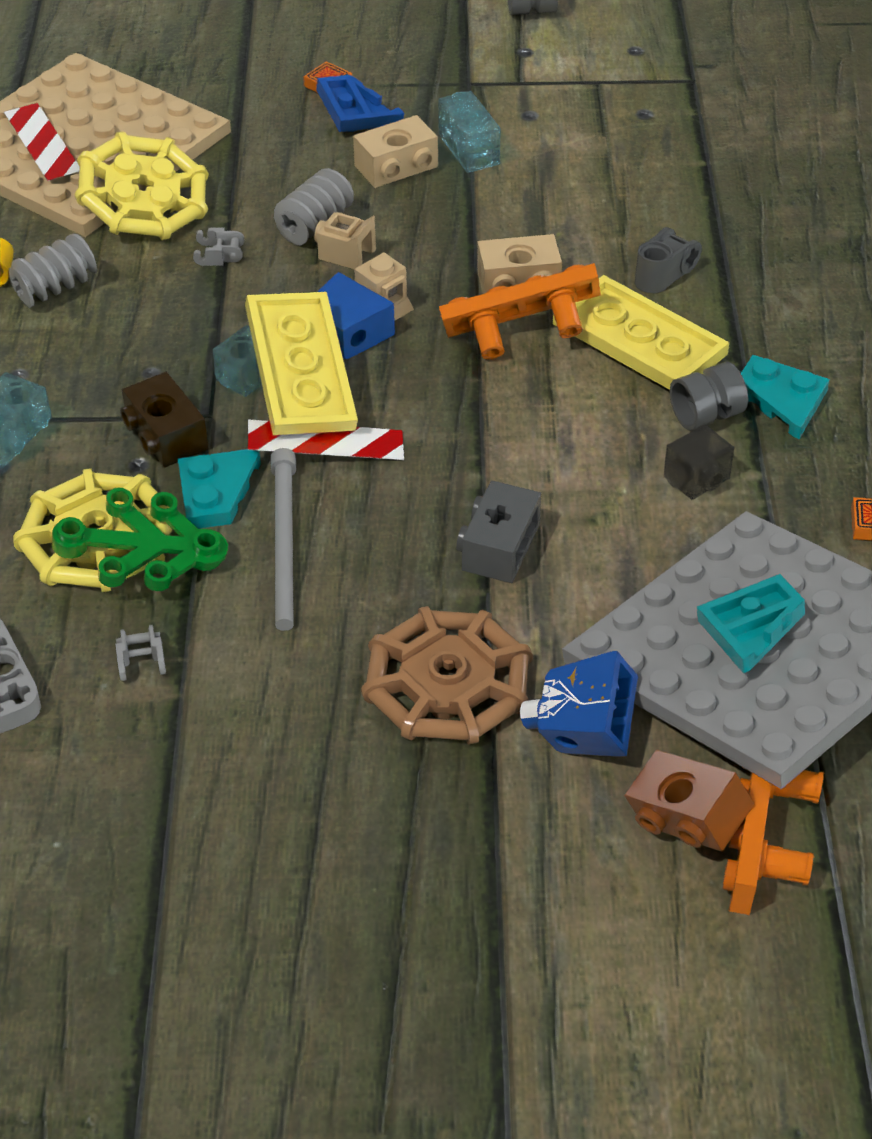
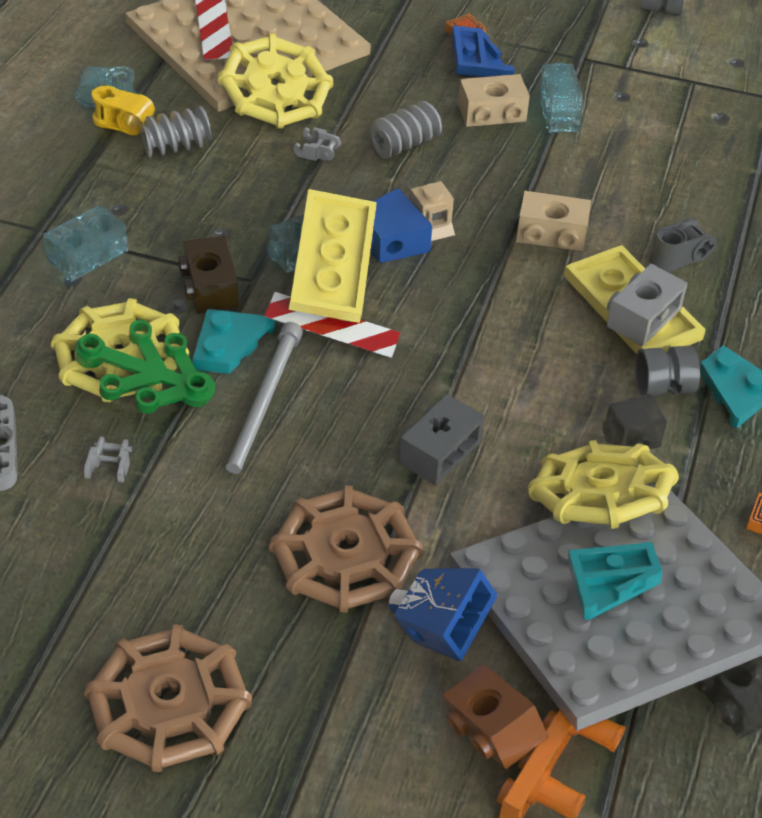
camera: 15 degrees right, 0 degrees up
(328, 910) = (167, 718): none -> medium nougat plate
(344, 239) = (419, 159): tan window -> none
(520, 300) = (539, 249): orange plate -> none
(660, 330) = (646, 304): none -> light grey brick
(694, 530) = (602, 483): none -> light yellow plate

